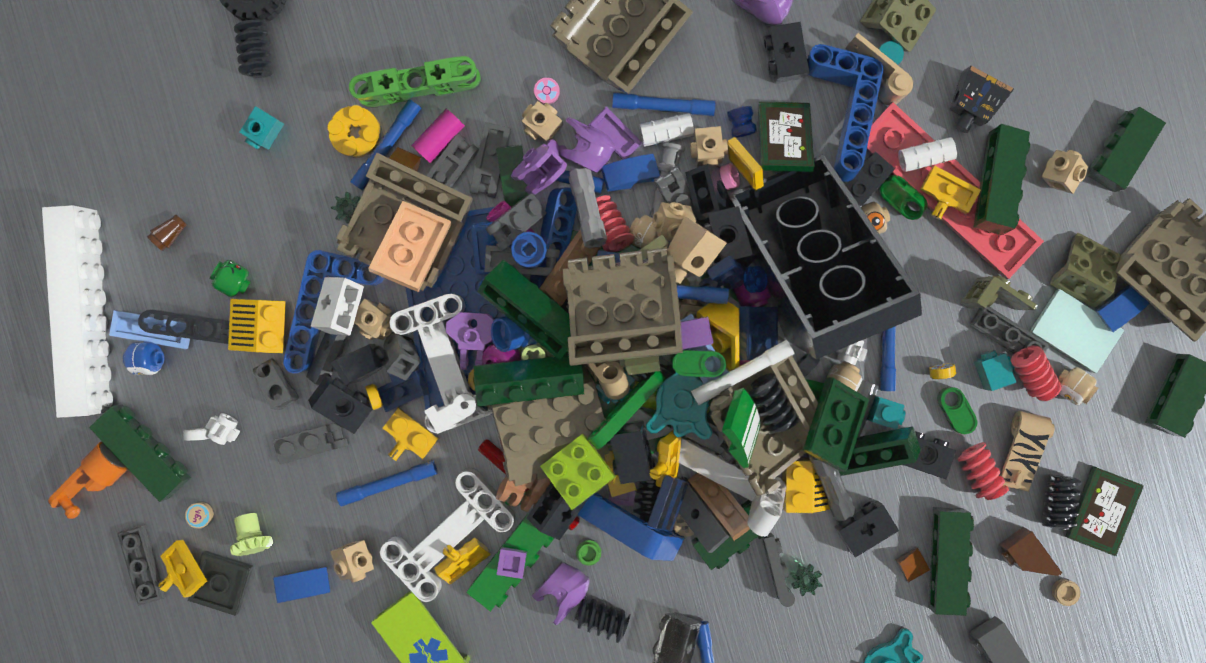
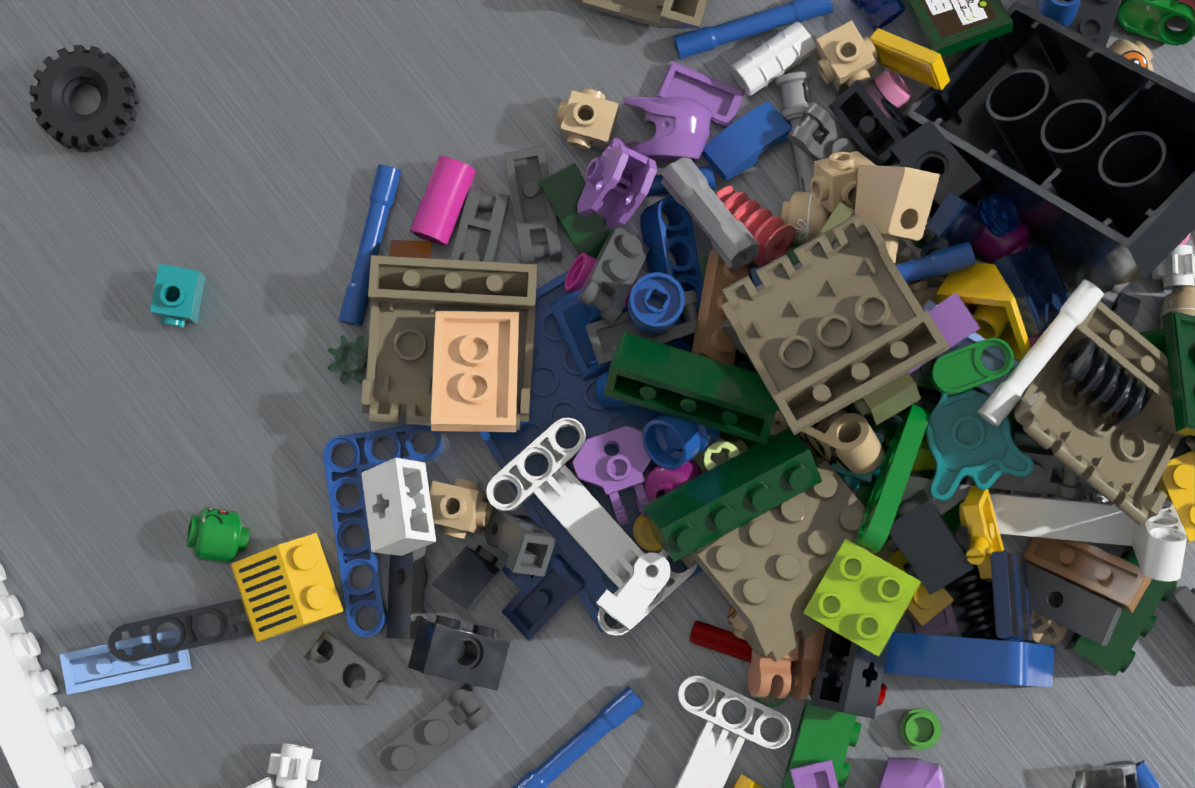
camera: 20 degrees left, 5 degrees down
(143, 358) = (132, 708): blue head -> none
(167, 232) = (94, 506): reddish brown cone -> none
(250, 48) = (117, 184): black piece -> none
(340, 127) = (319, 268): yellow plate -> none
(373, 396) = (500, 620): yellow tile -> none
(394, 87) = (424, 96): bright green piece -> none
(409, 435) = (577, 662): yellow plate -> none
(546, 91) = (574, 73): bright pink tile -> none
(742, 427) = (1076, 429): green slope -> none

